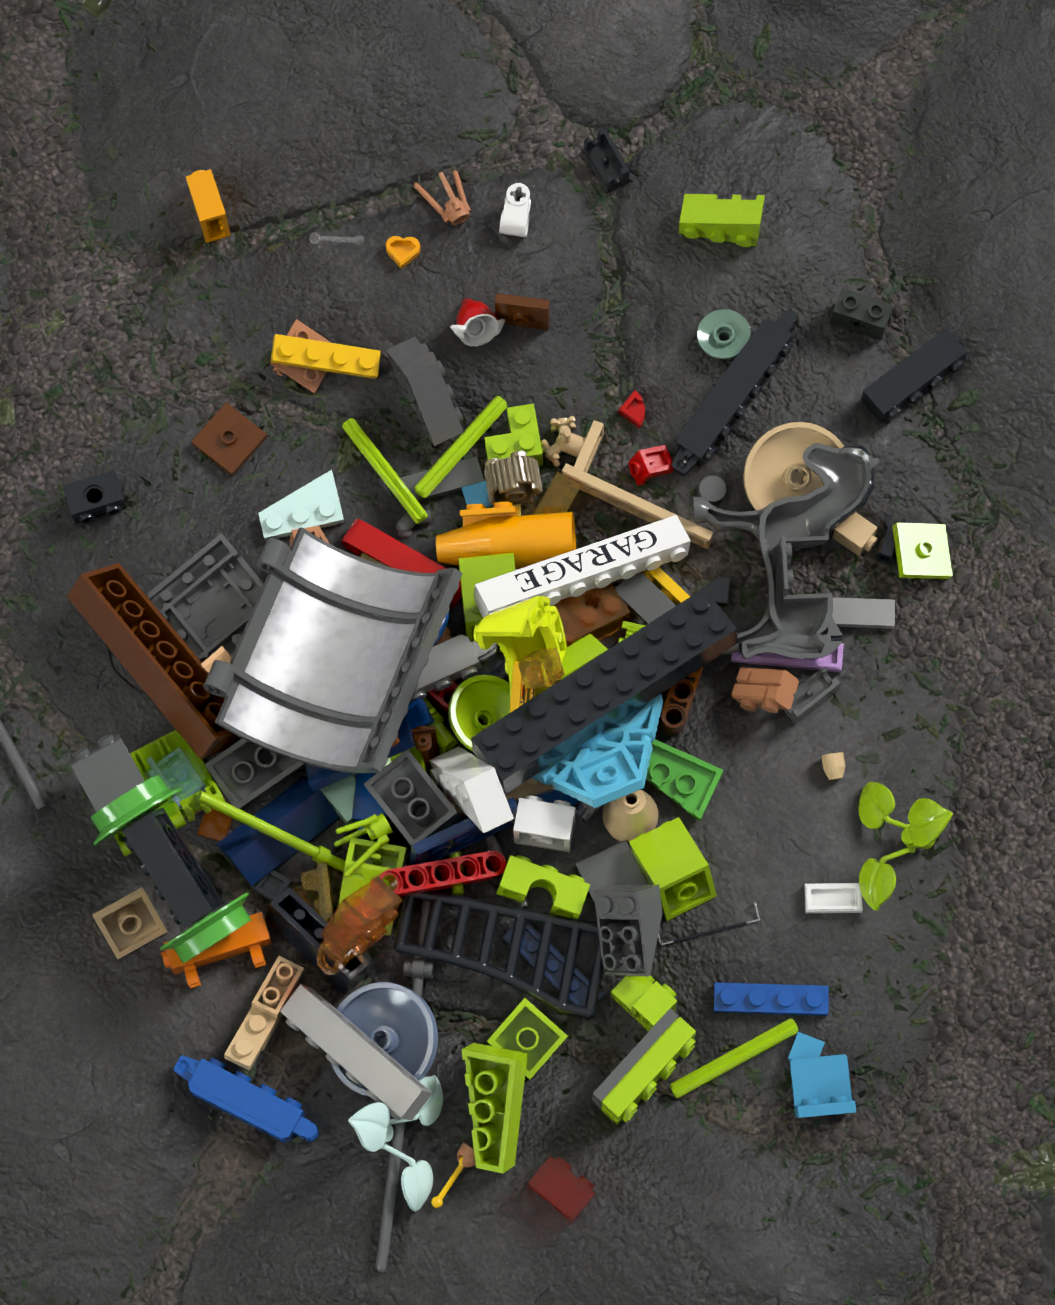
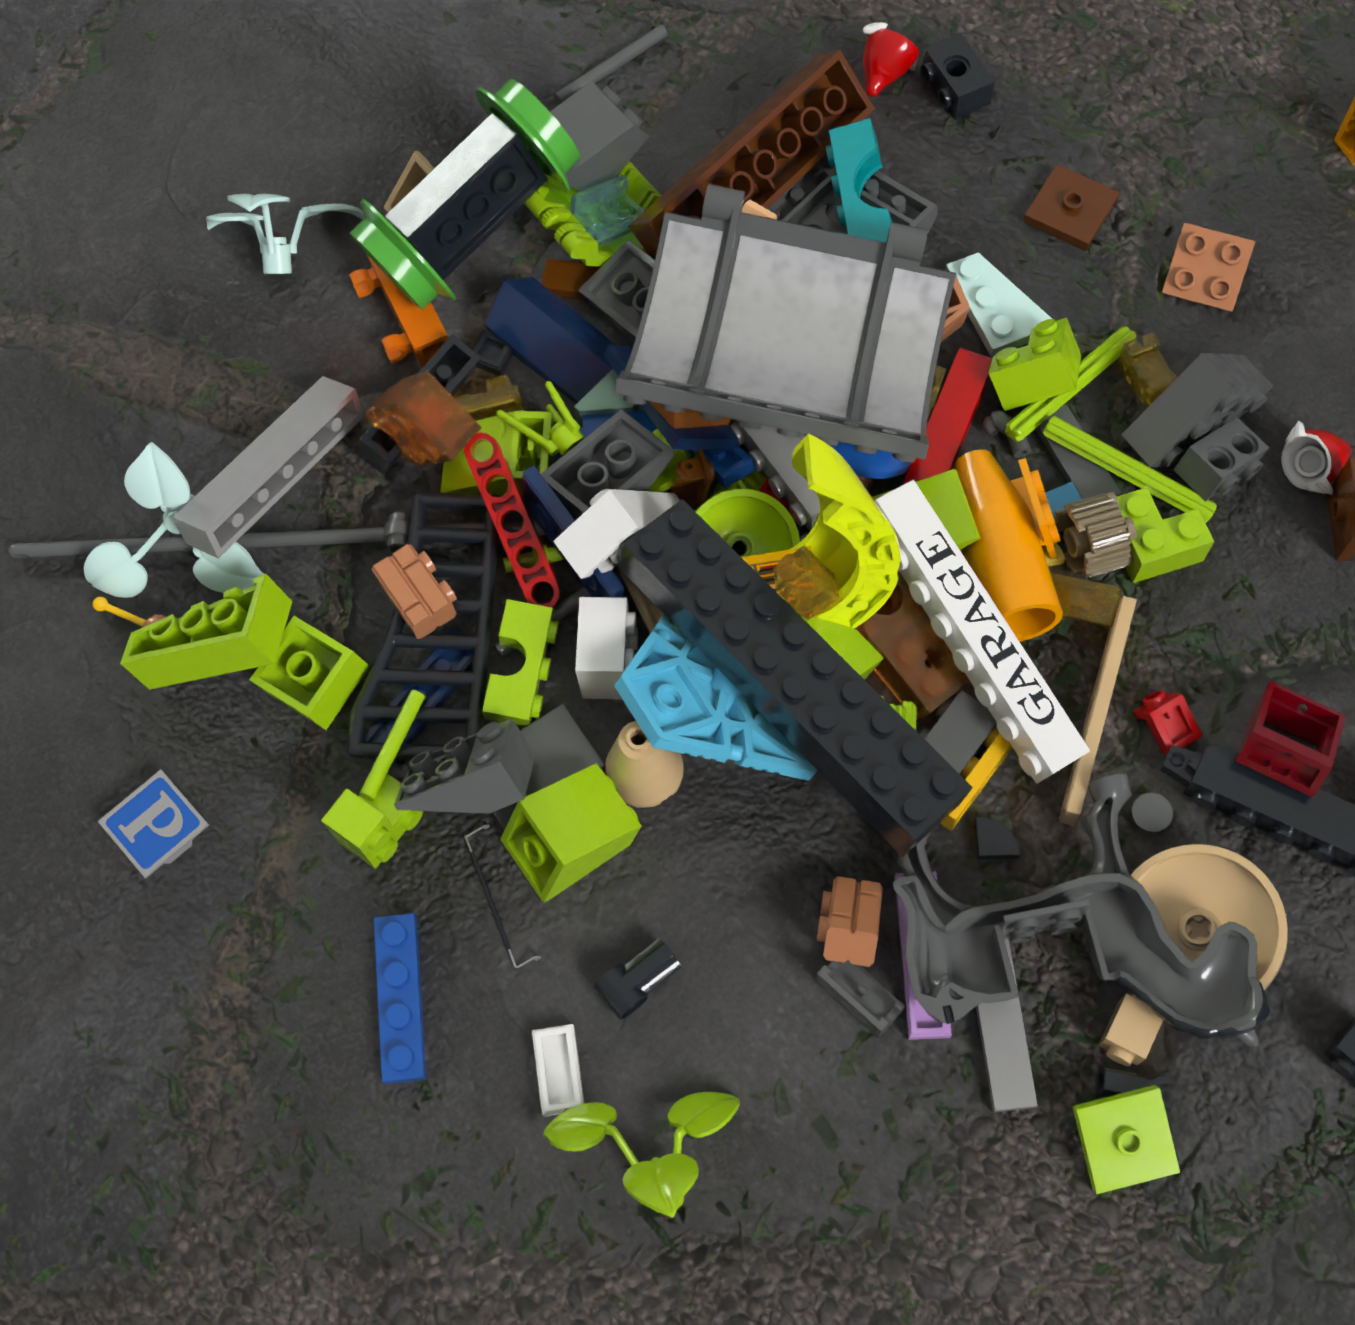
camera: 85 degrees right, 5 degrees down
(70, 547) = (886, 57): none -> red hat
(142, 1037) = (274, 250): none -> light aqua plant
(167, 583) = (856, 159): none -> teal arch
(244, 1100) = (214, 366): blue hinge -> none
(264, 1013) = (307, 362): tan slope -> none
(318, 854) = (533, 391): lime bar -> none
(325, 356) = (1213, 283): yellow plate -> none
(377, 487) = (1040, 369): none -> lime brick
(385, 416) = (1145, 368): none -> clear yellow leg
(397, 1023) = (314, 510): sand blue dish -> none
(468, 384) = (1222, 459): none -> dark grey brick
(481, 950) = (415, 591): none -> nougat brick
(562, 1188) = (115, 750): clear red brick -> none
(572, 444) = (1168, 624): tan piece -> none
(595, 980) = (392, 745): none -> lime bar
(623, 1162) = (153, 824): none -> piece
(633, 409) = (1244, 688): red tile -> none
(641, 1069) = (276, 828): lime piece -> none
(678, 706) = (808, 816): reddish brown beam -> none
(683, 778) = (708, 824): bright green wing -> none
(695, 402) = (1283, 757): none -> dark red window
(734, 1058) = (311, 957): lime axle -> none
(783, 842) = (628, 985): none -> black piece
(805, 1047) = (328, 1058): dark azure tile -> none
(821, 1086) = (266, 1085): dark azure bracket -> none
(834, 765) = (758, 1044): tan hose -> none

